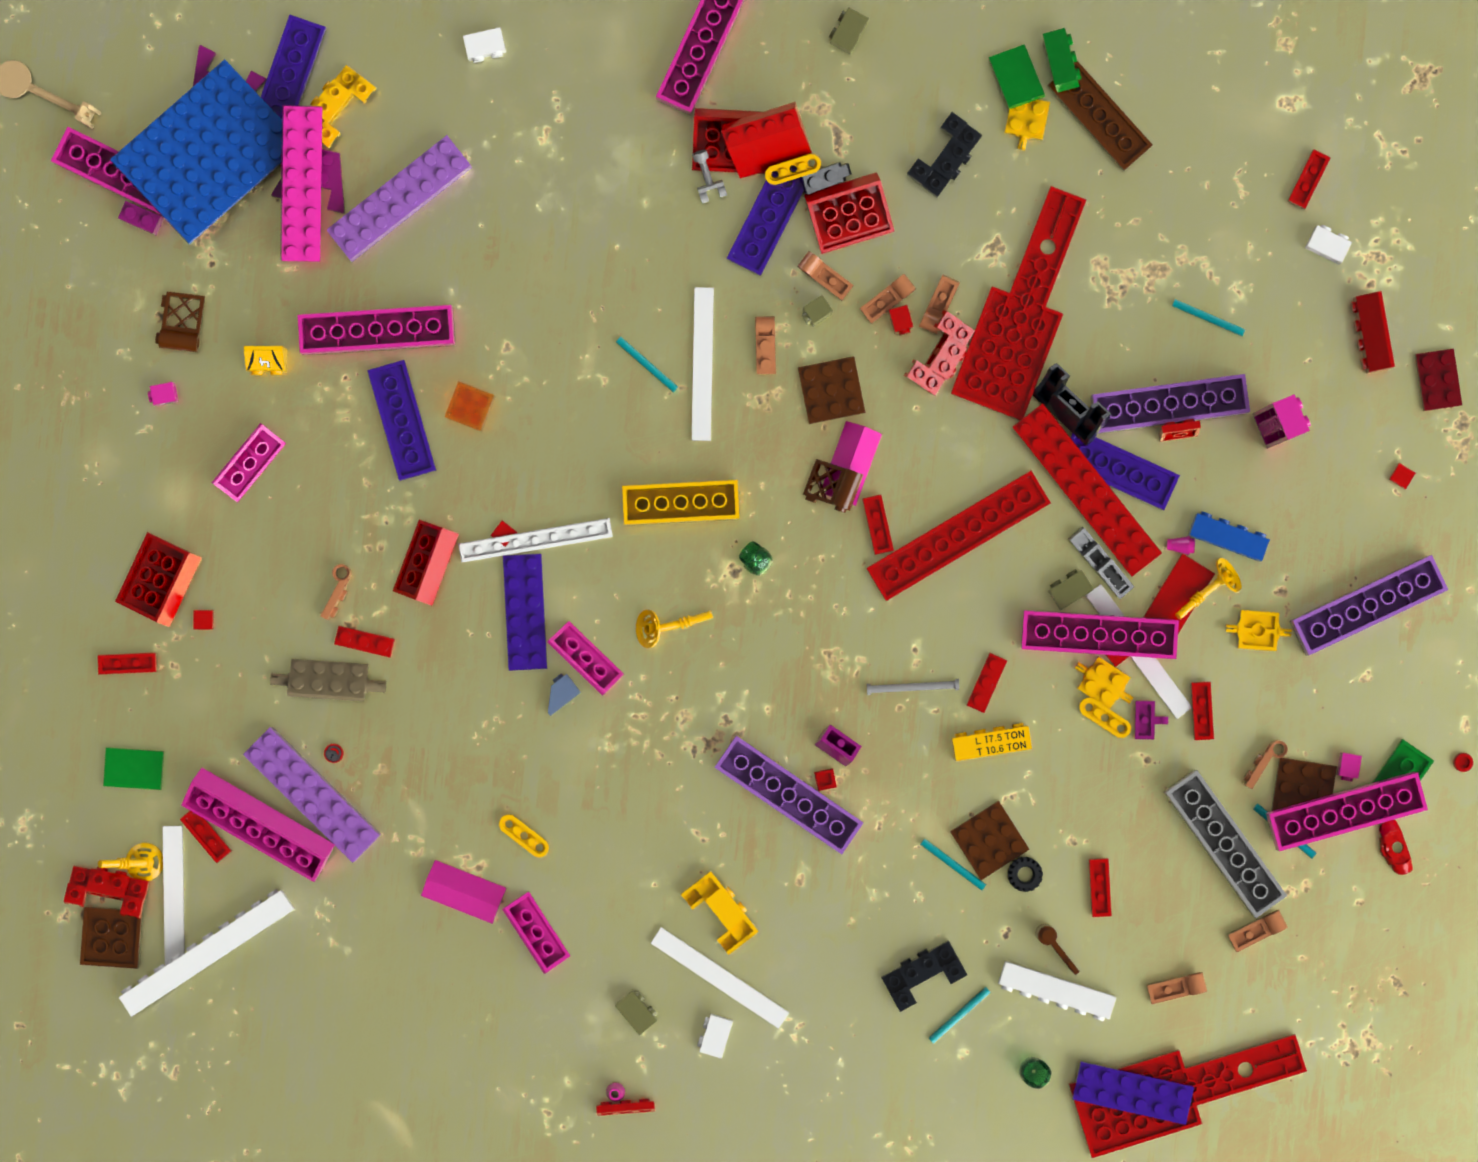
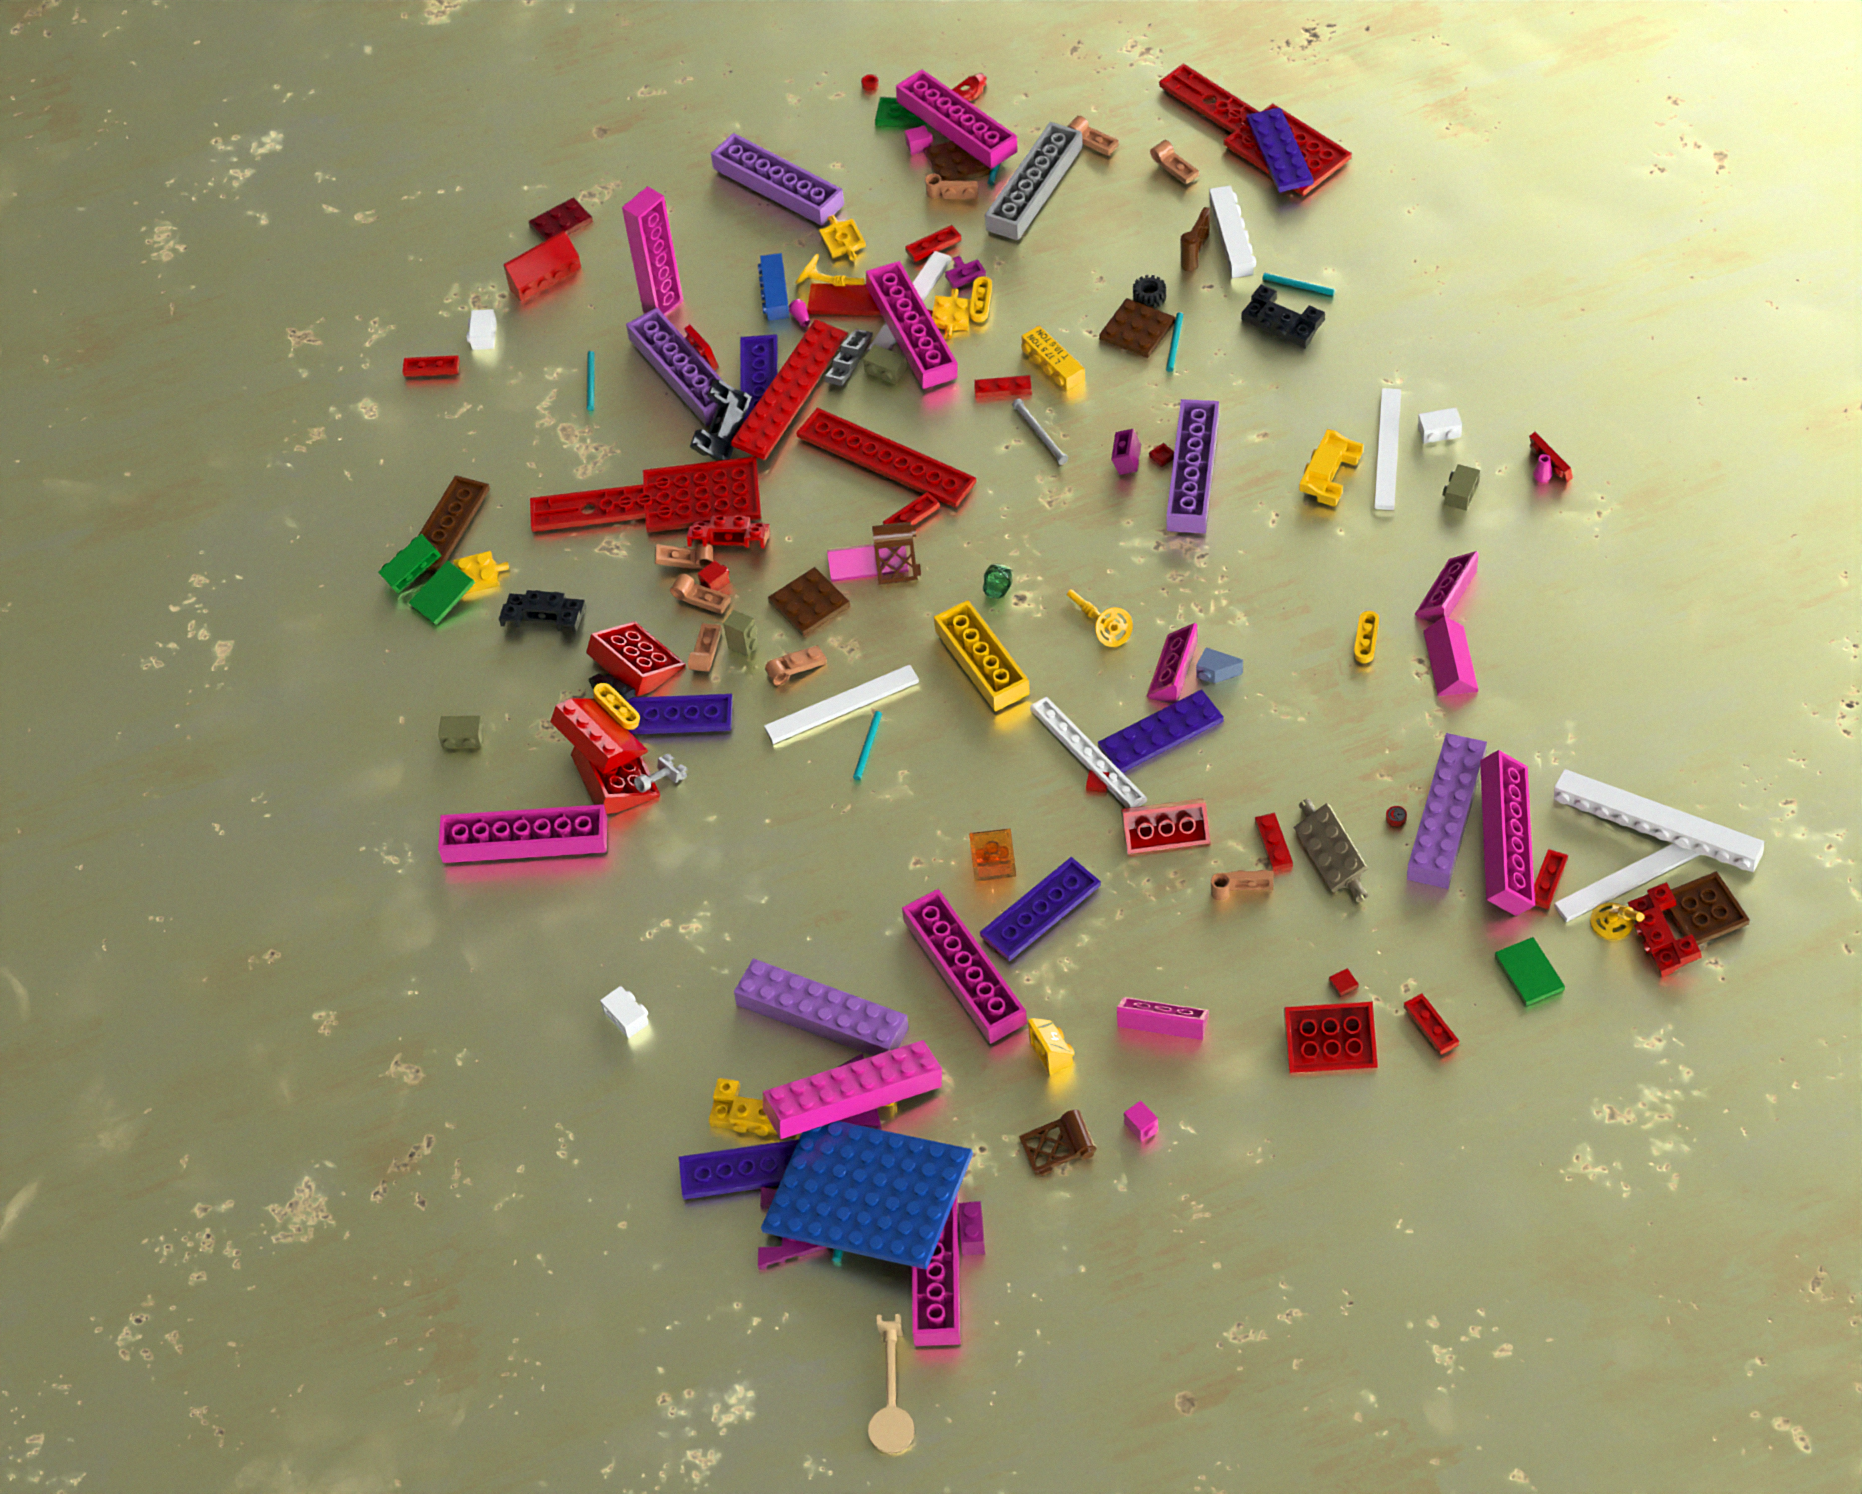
camera: 115 degrees left, 35 degrees down
(1040, 1077) = (1309, 213): clear green helmet -> none
(1100, 887) = (1126, 242): red plate -> none

